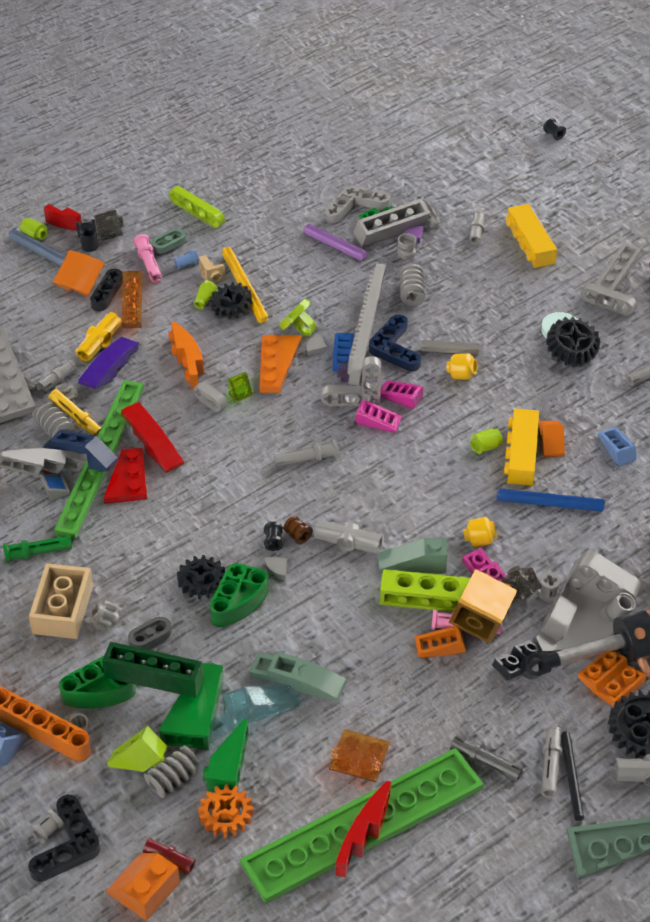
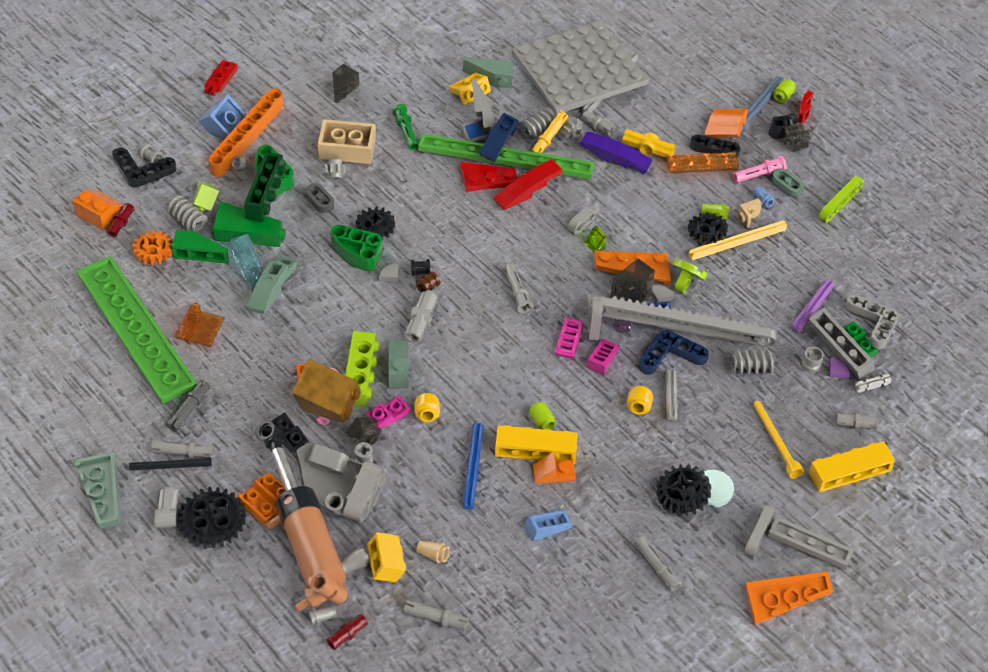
camera: 85 degrees right, 5 degrees up
(187, 353) = (634, 204): orange slope -> none
(312, 355) = (633, 282): none -> clear smoke slope
(366, 824) = (126, 321): red slope -> none
(535, 272) = (793, 467): none -> yellow piece

